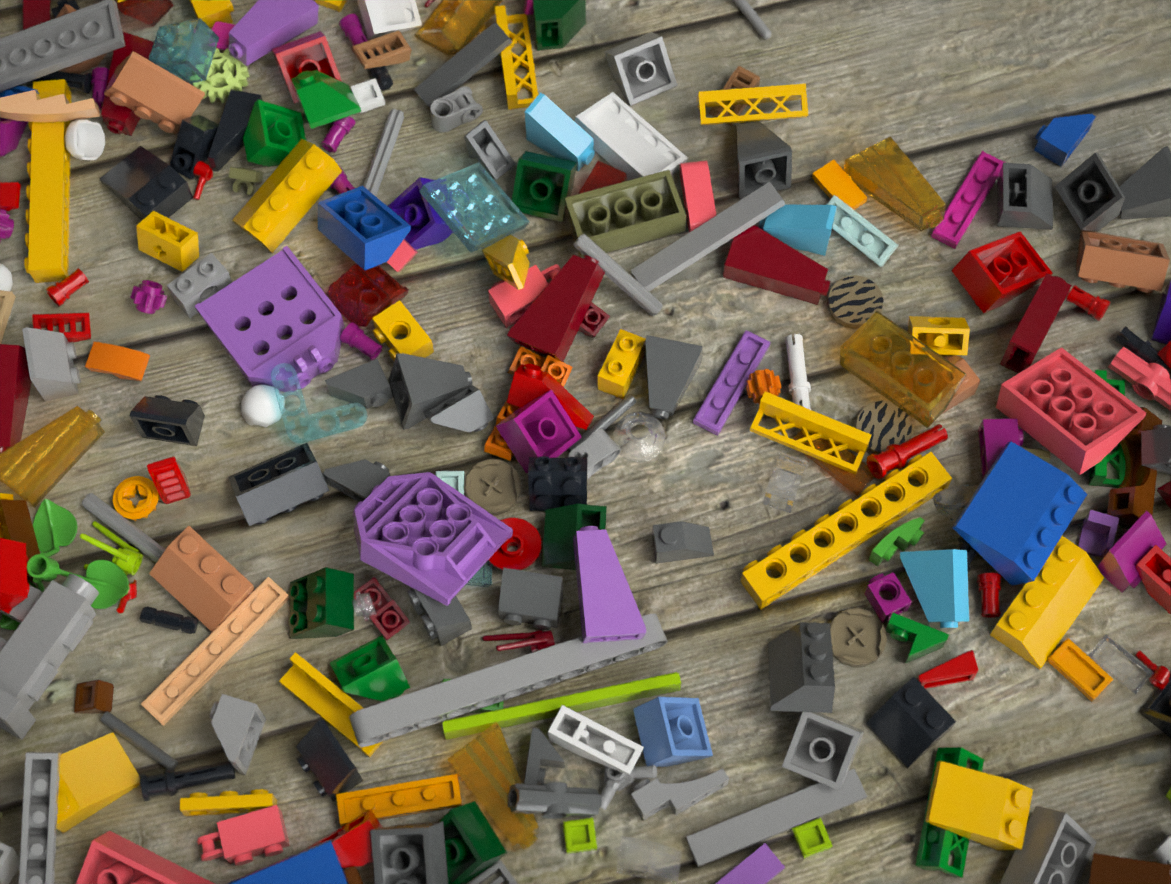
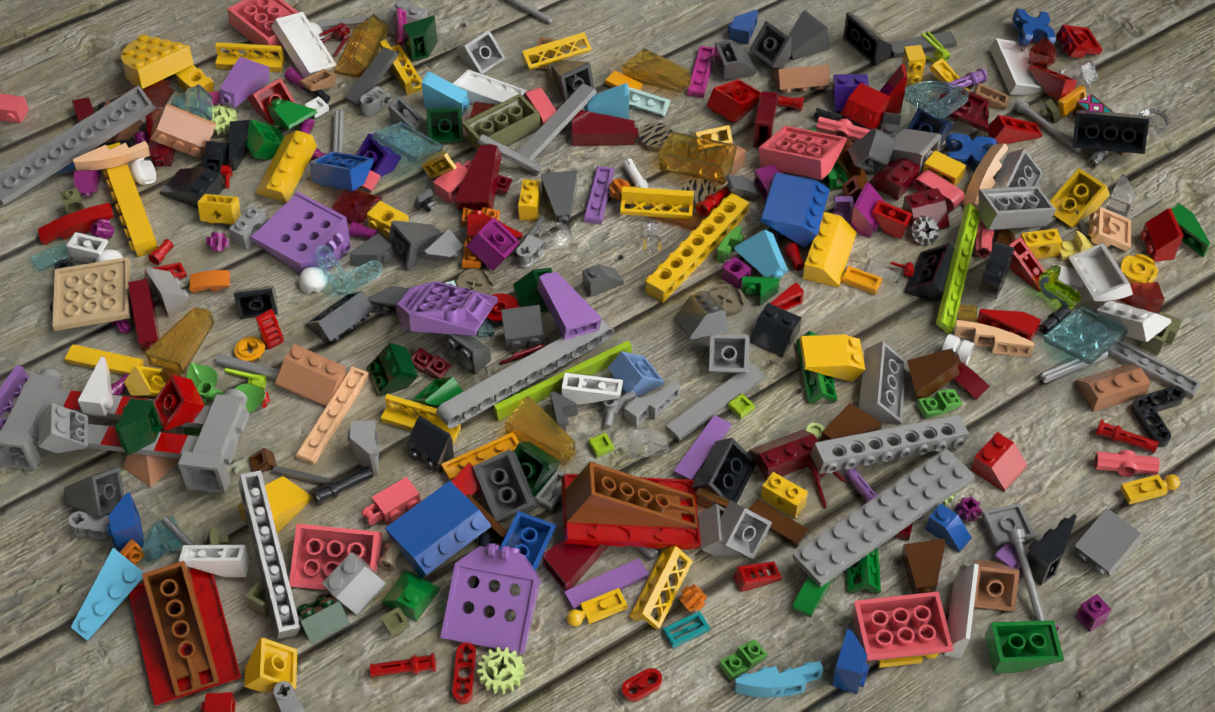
camera: 20 degrees left, 15 degrees down
(169, 620) = (296, 406): black axle -> none
(227, 803) = (363, 493): yellow plate -> none
(245, 176) = (255, 165): olive tile -> none
(364, 606) = (420, 360): clear plate -> none
(468, 316) = (425, 200): none -> black tile
(554, 800) = (578, 424): dark grey piece -> none
(556, 482) = (514, 264): black plate -> none
(952, 443) = (742, 186): none -> dark grey slope

